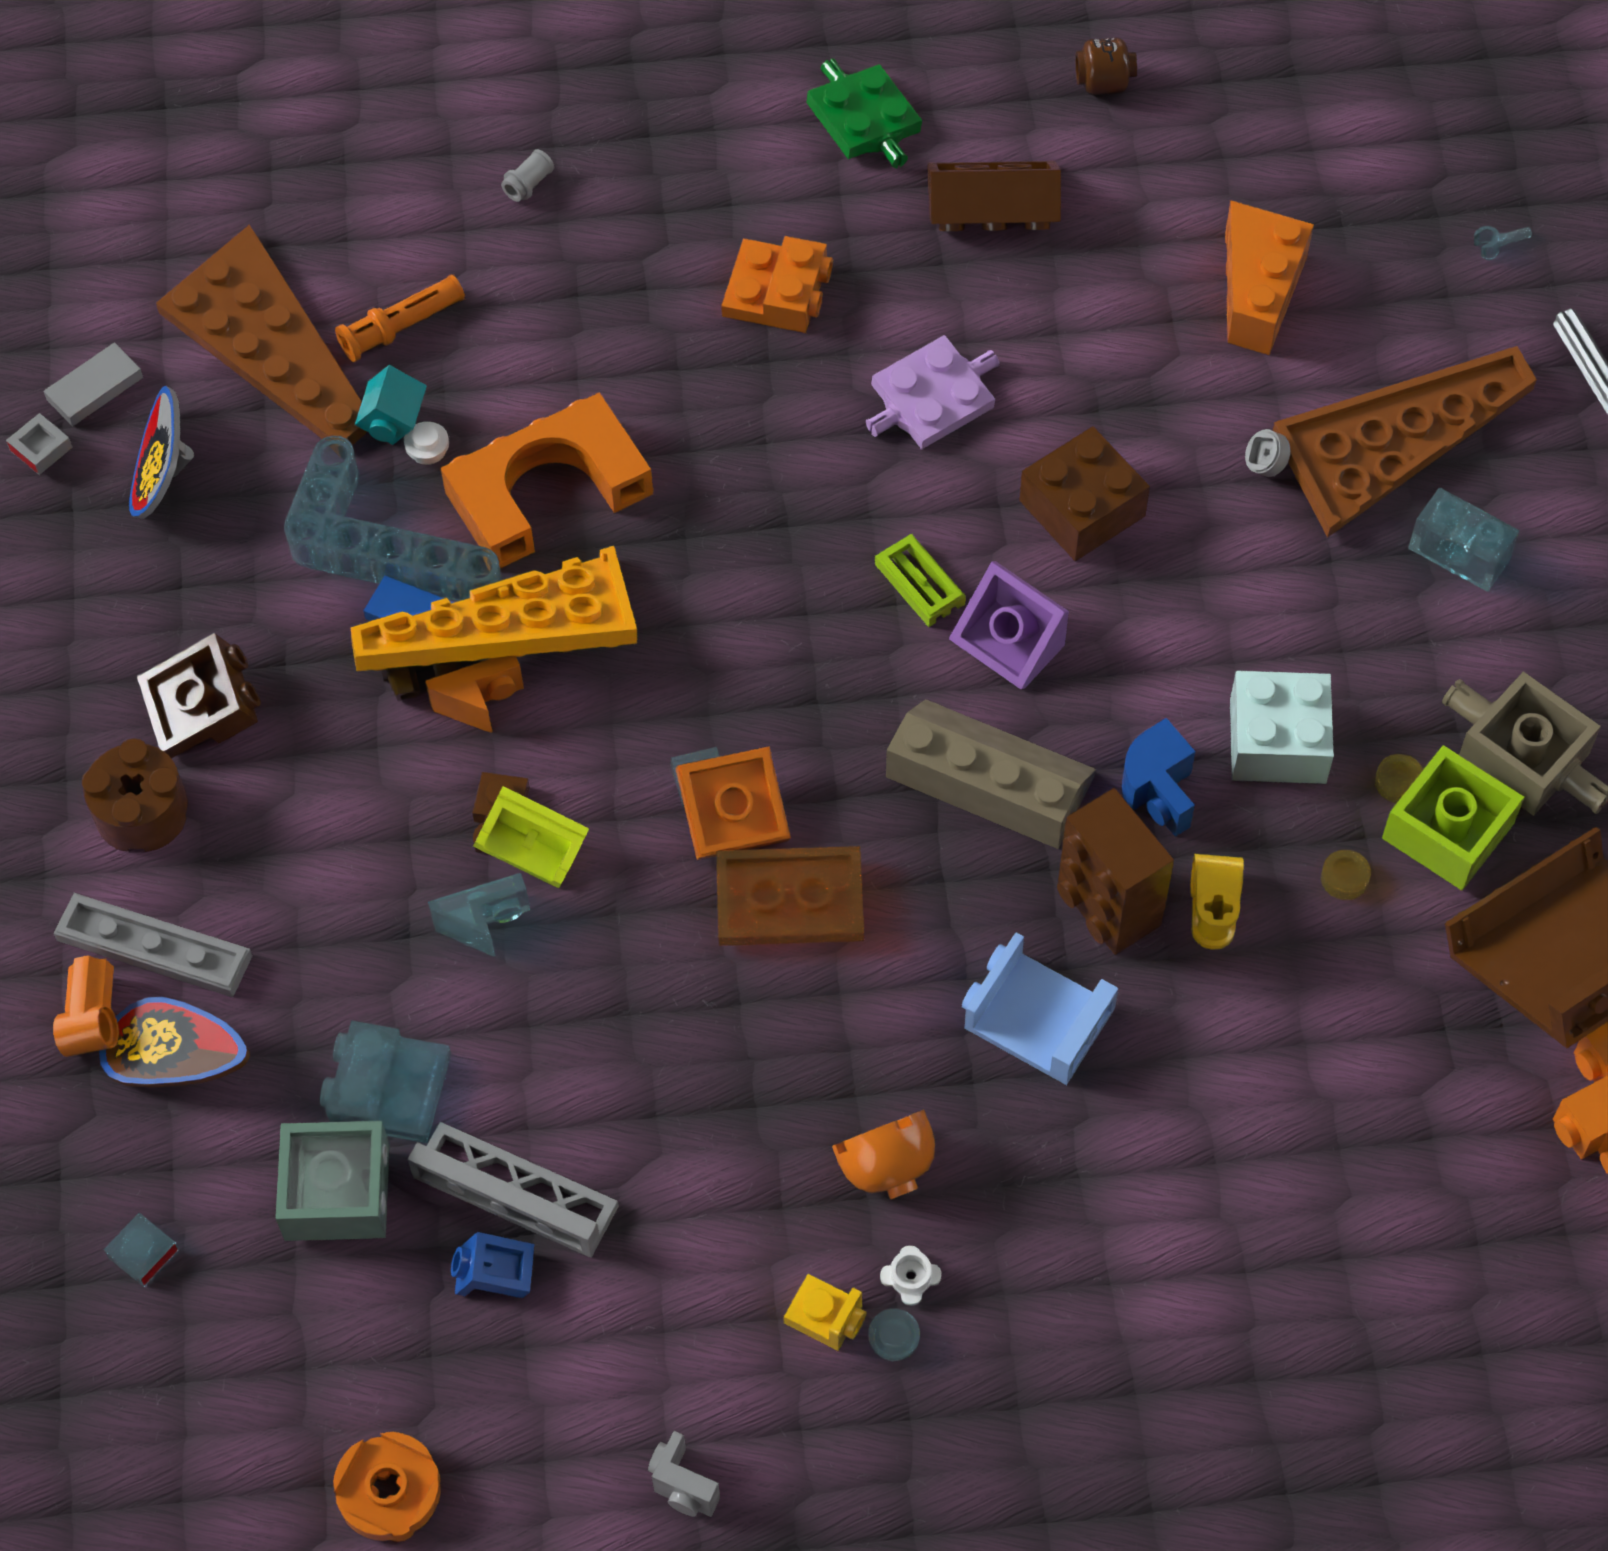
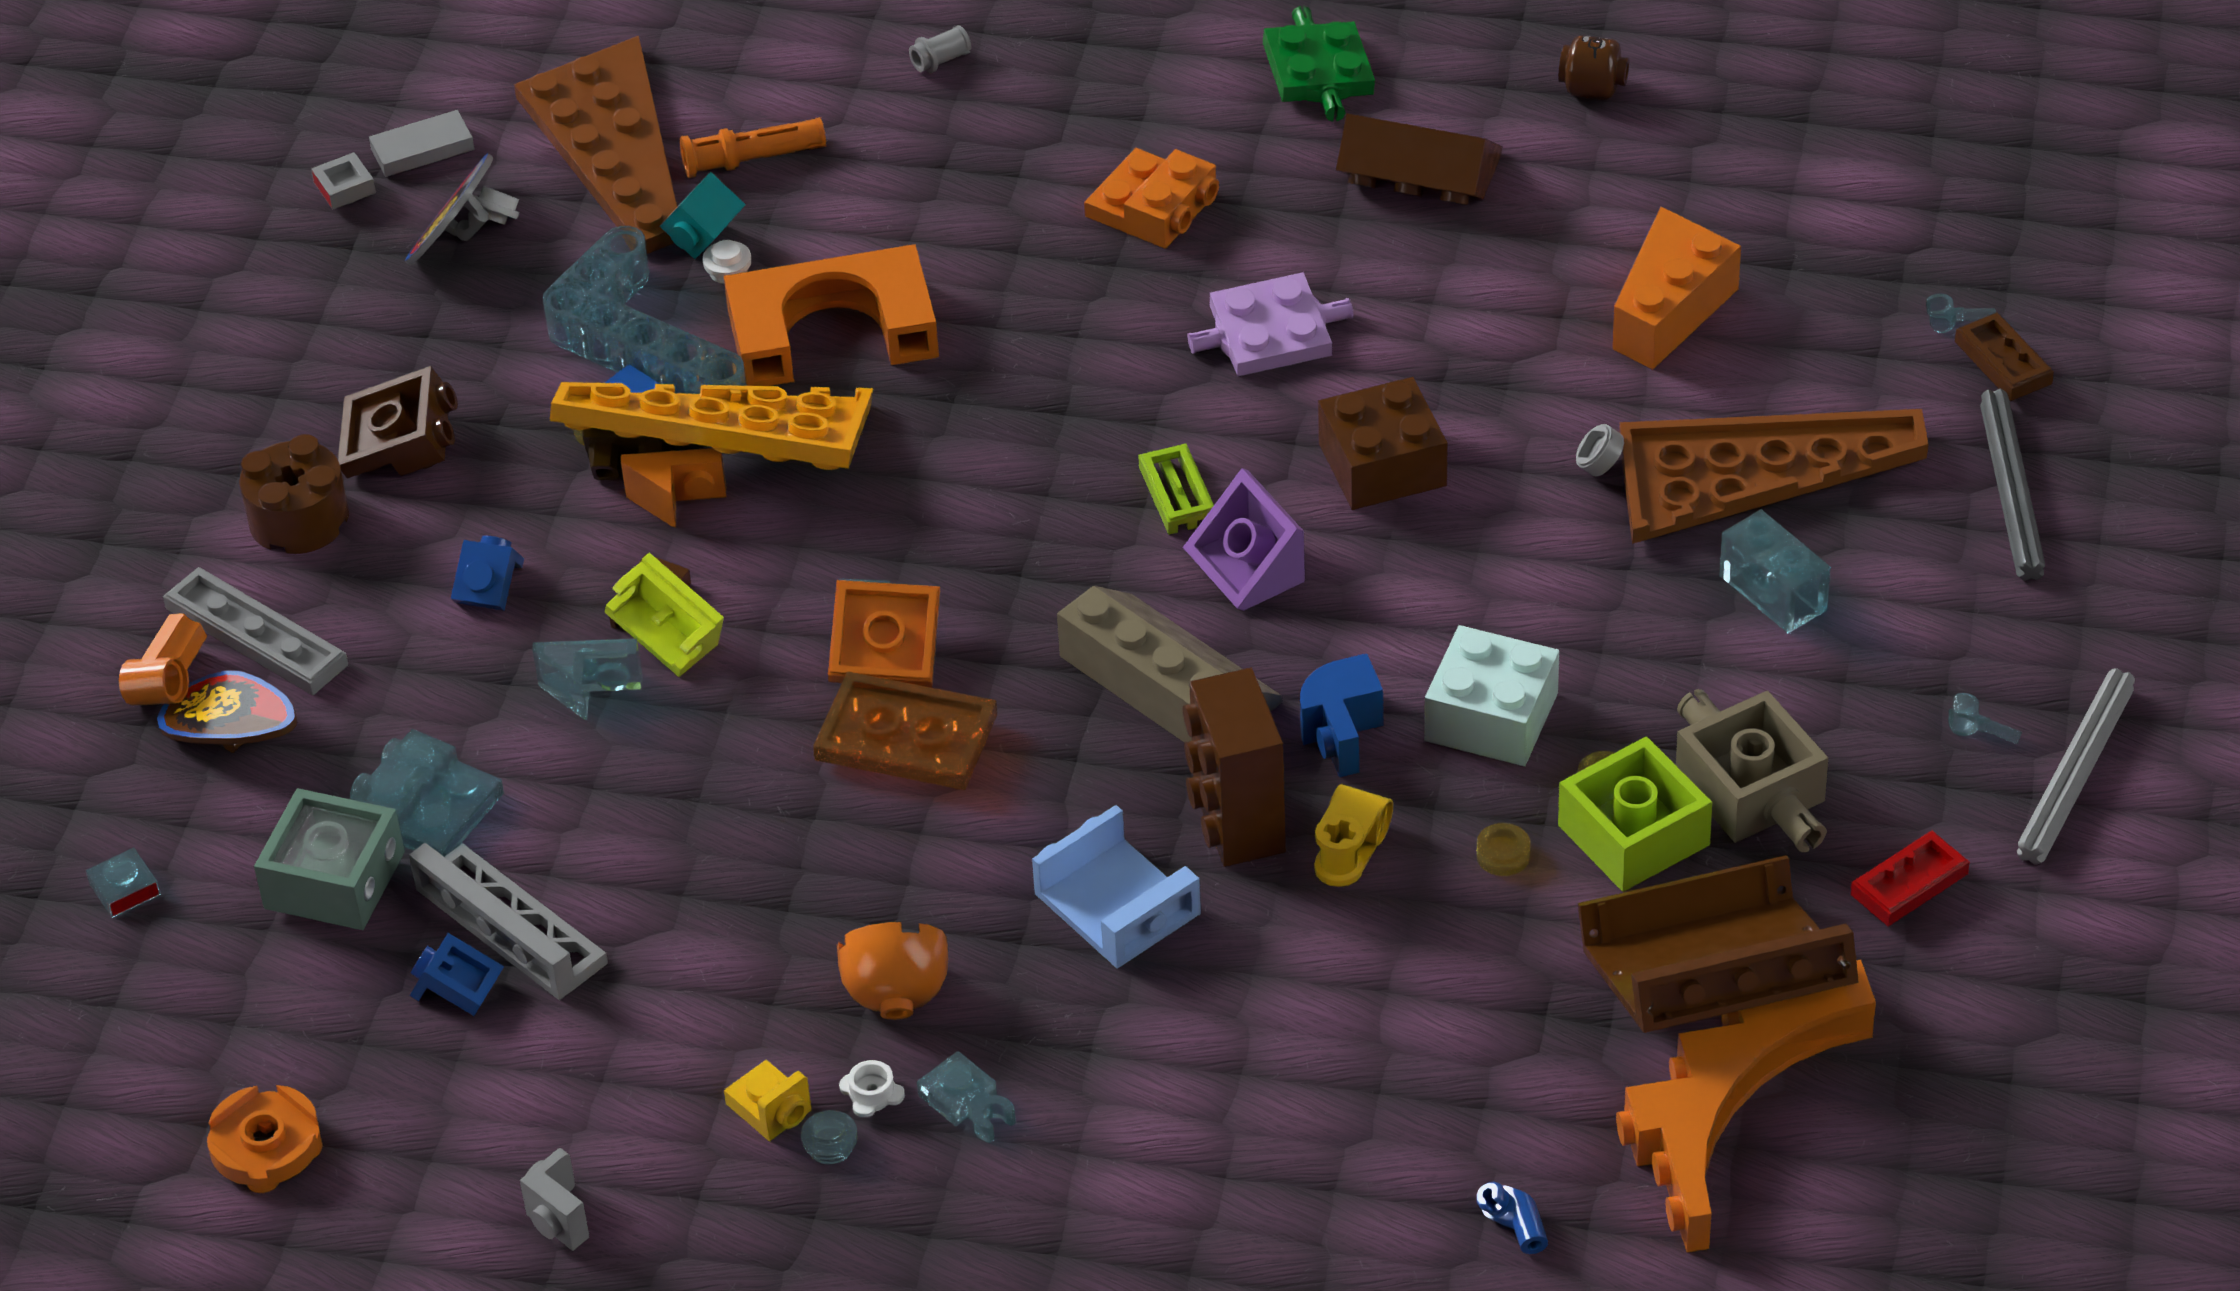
camera: 20 degrees right, 15 degrees down
(196, 435) = (498, 205): none -> white plate
(345, 831) = (485, 572): none -> blue bracket
(988, 1253) = (965, 1091): none -> clear light blue plate
(1507, 1239) = (1516, 1211): none -> blue arm
(1557, 274) = (2004, 356): none -> reddish brown plate

